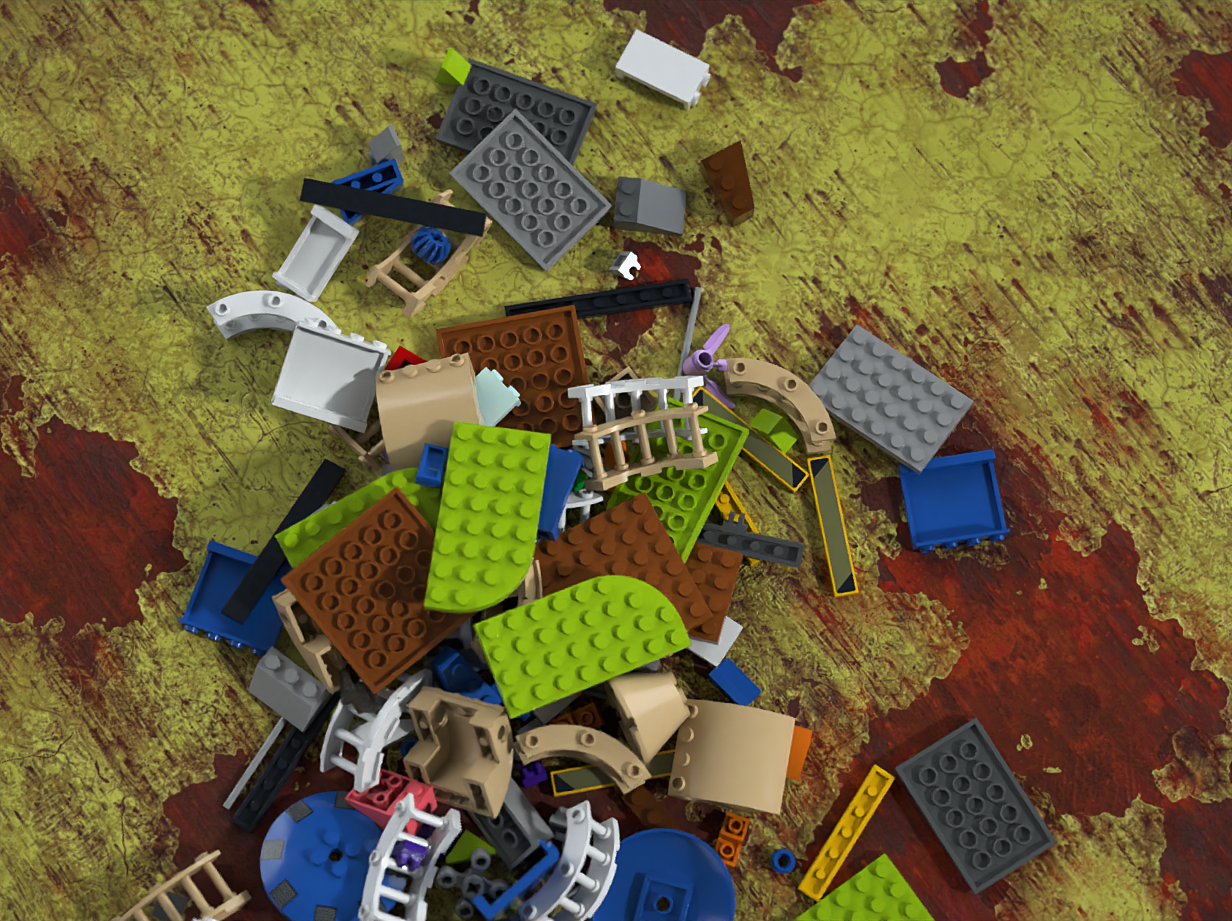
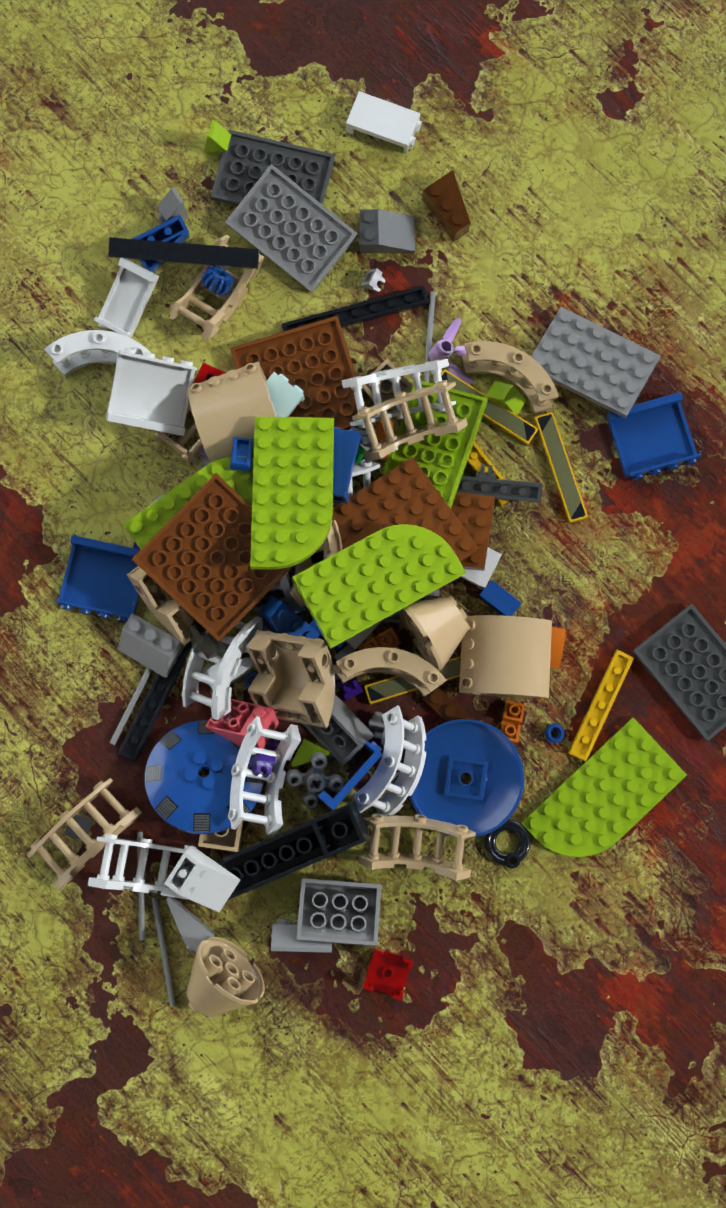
camera: 10 degrees left, 5 degrees up
(272, 556) = (123, 542): black tile -> none

